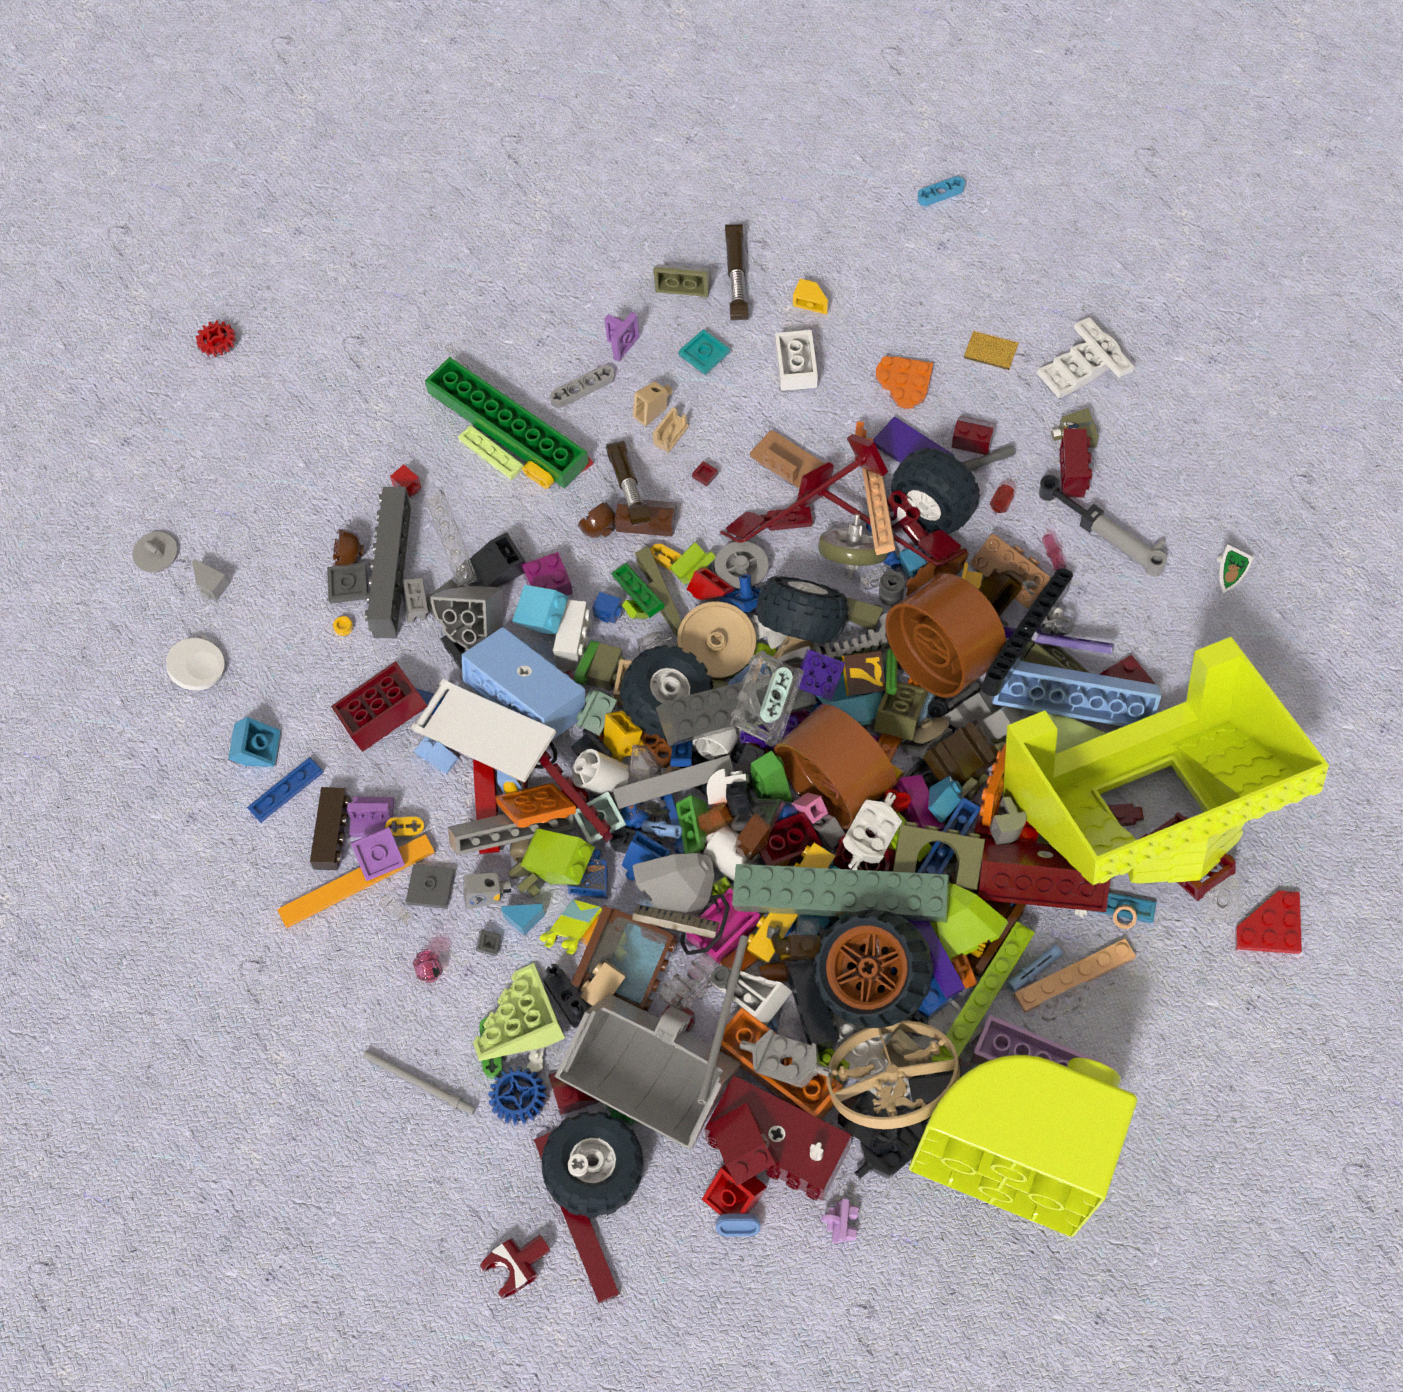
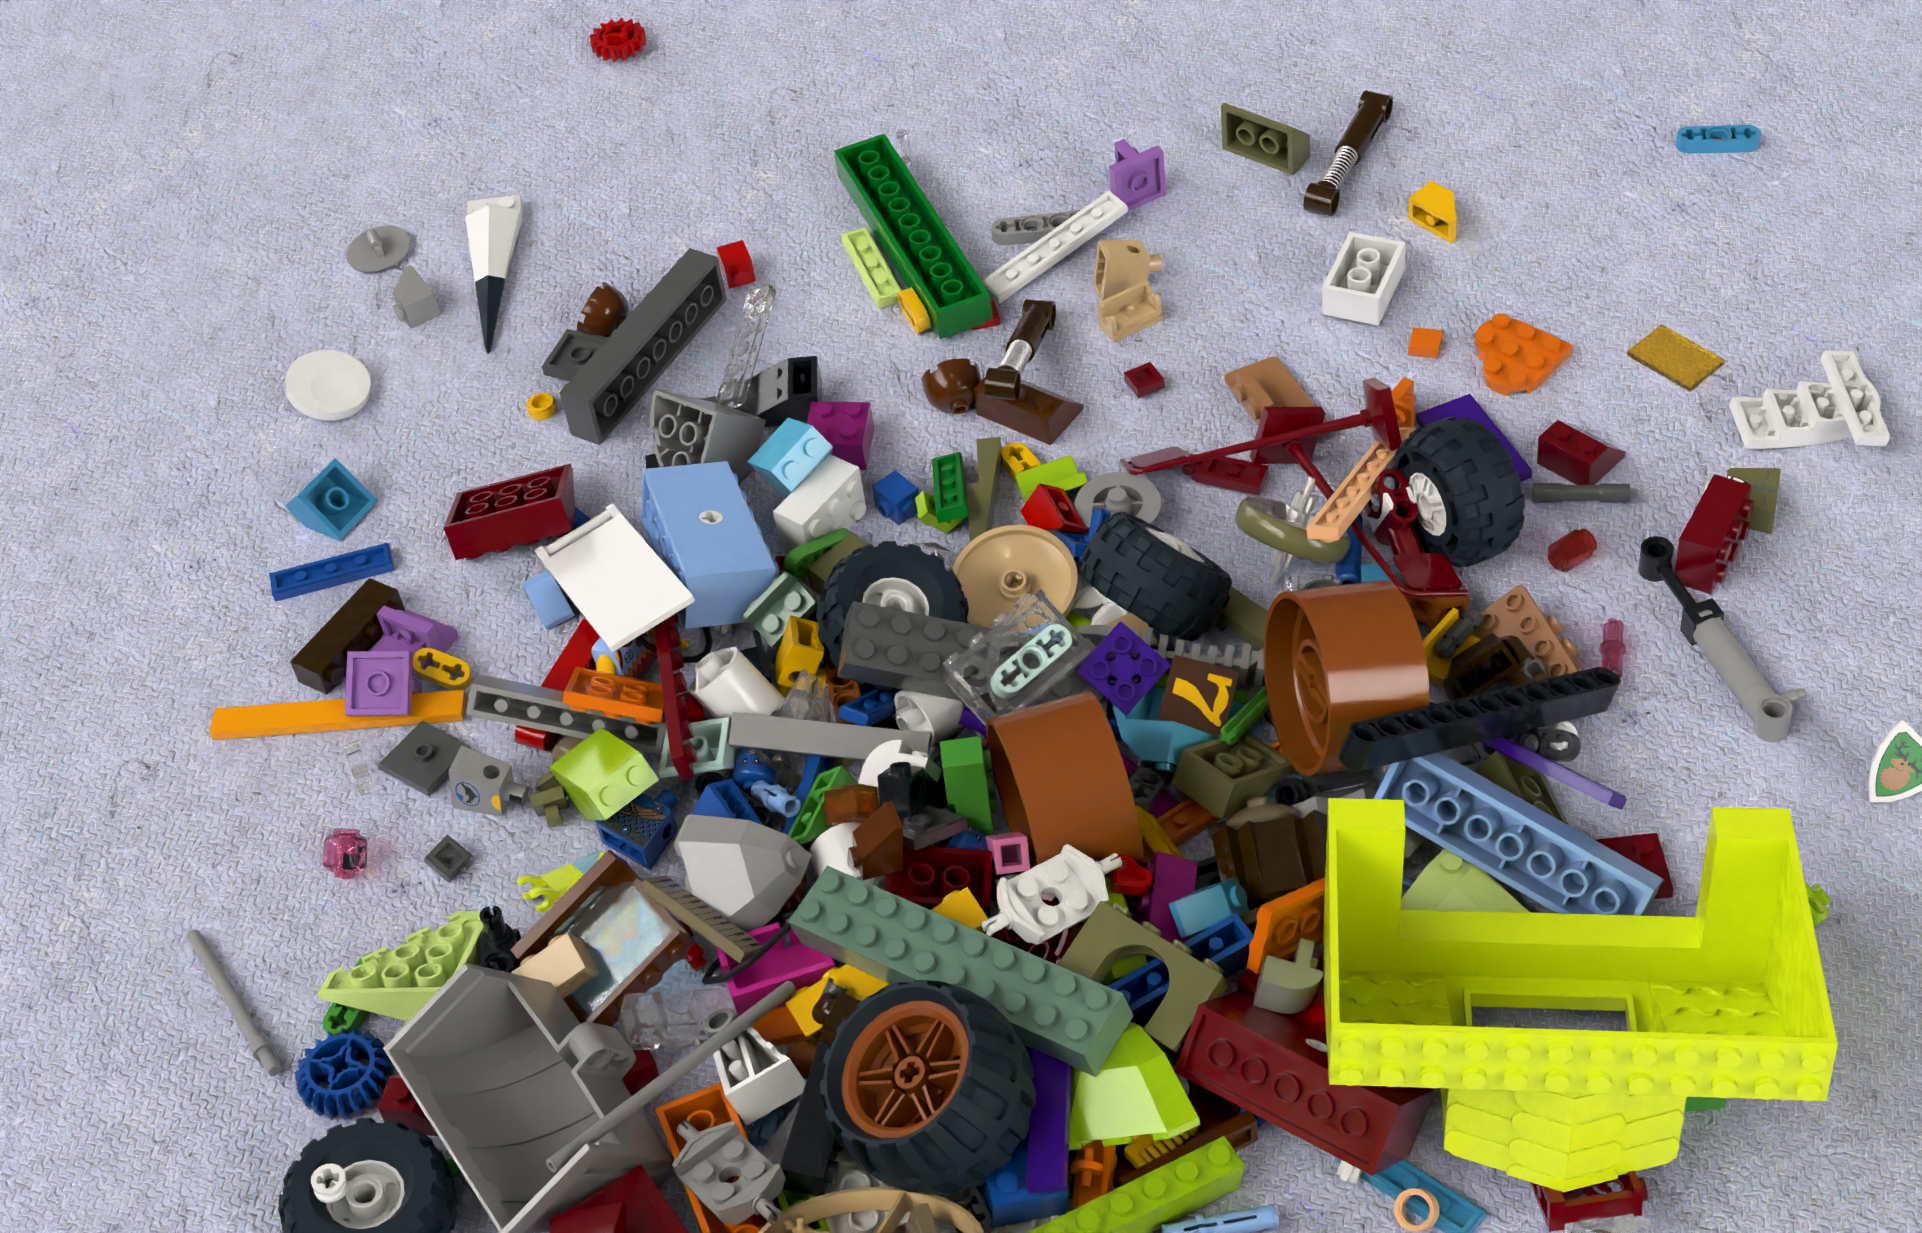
camera: 30 degrees right, 15 degrees down
(227, 514) = (492, 234): none -> white plate
(414, 599) = (640, 405): light grey hinge -> none
(523, 916) = (519, 843): dark azure slope -> none
(598, 398) = (1054, 246): none -> white tile
(704, 352) = (1240, 234): teal plate -> none
(850, 389) = (1425, 342): none -> orange tile
(972, 572) = (1458, 633): none -> dark grey axle

